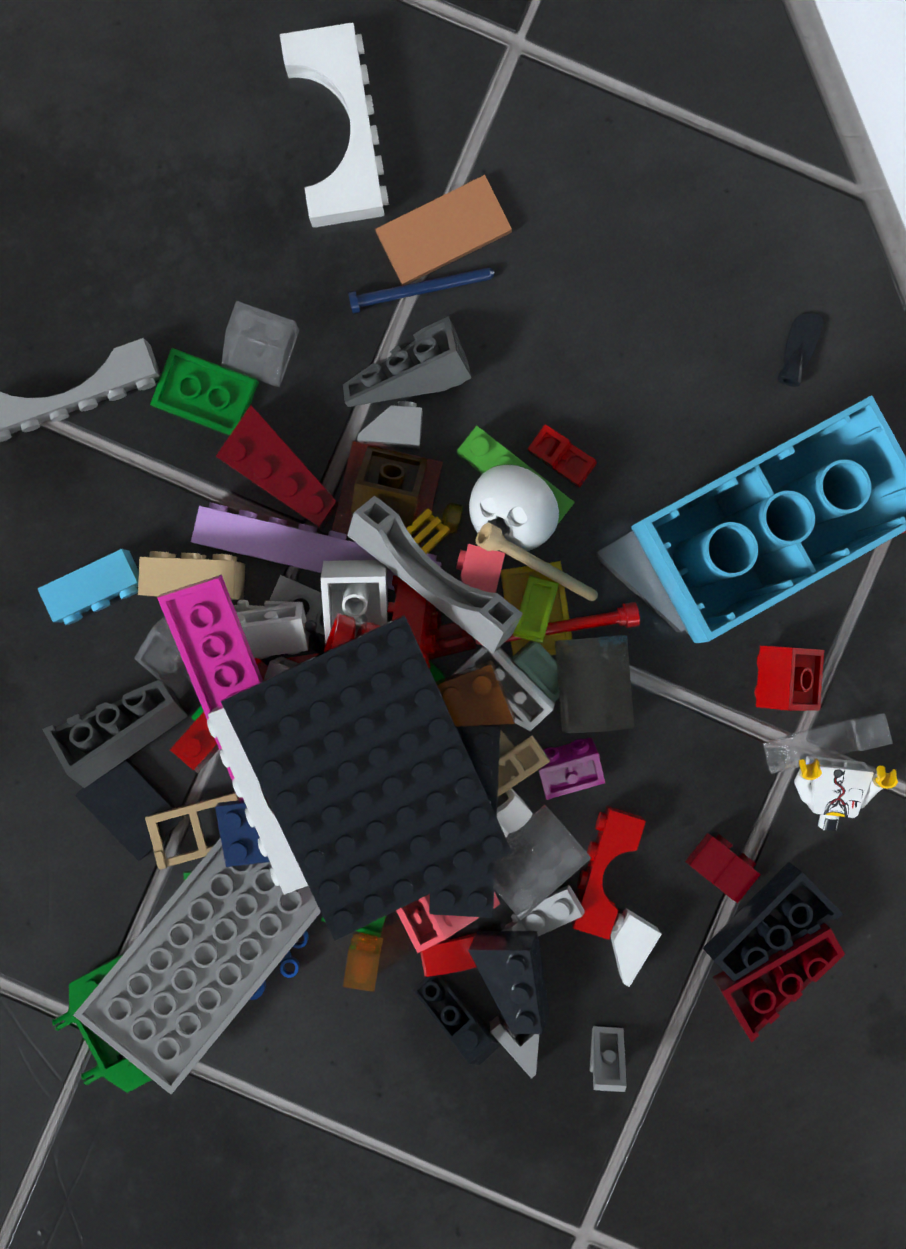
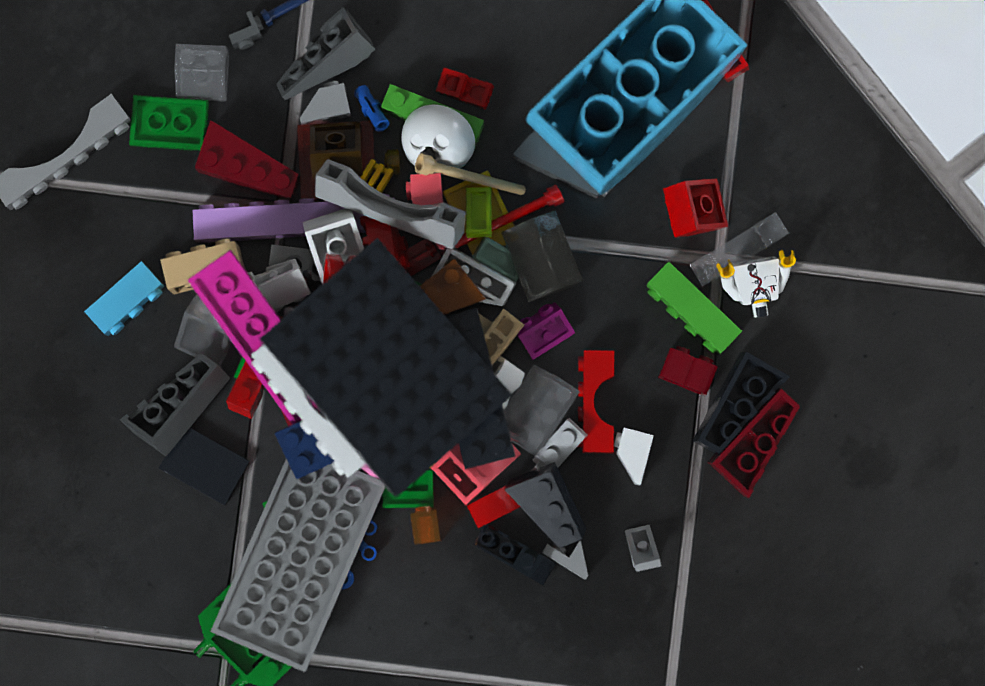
camera: 15 degrees left, 5 degrees down
(191, 809) = (243, 499): tan window -> none
(323, 317) = (245, 38): none -> dark grey bracket
(449, 462) = (377, 117): none -> blue pin
(752, 796) = (693, 308): none -> bright green brick

